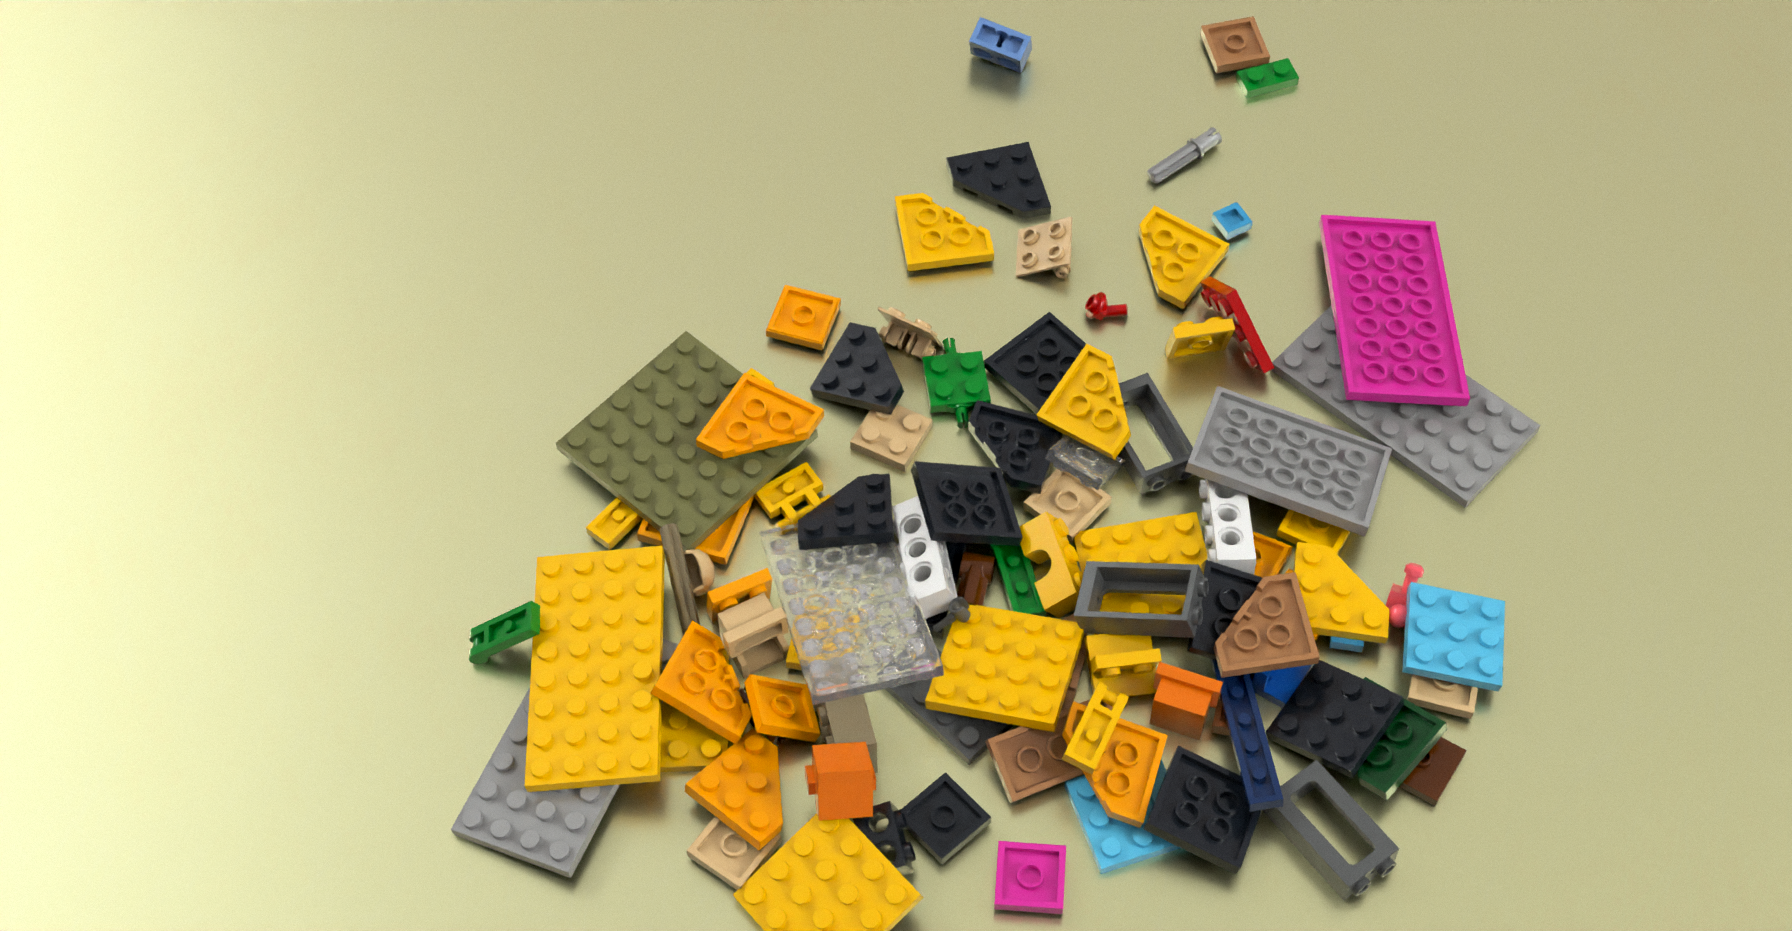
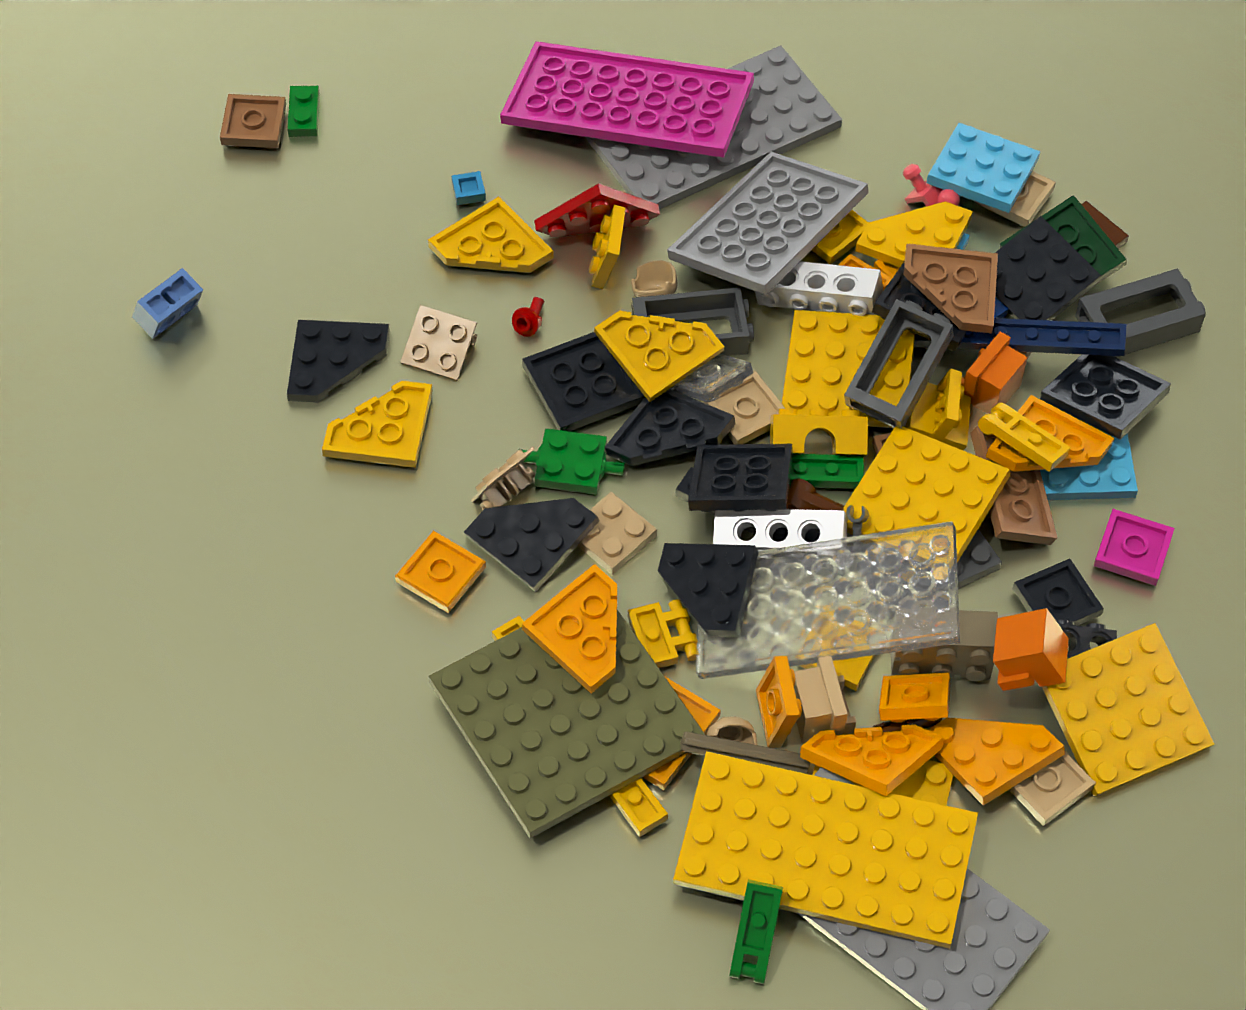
camera: 75 degrees left, 0 degrees up
(1182, 392) = (655, 279): none -> tan hair
(1193, 149) = (369, 192): light grey axle -> none

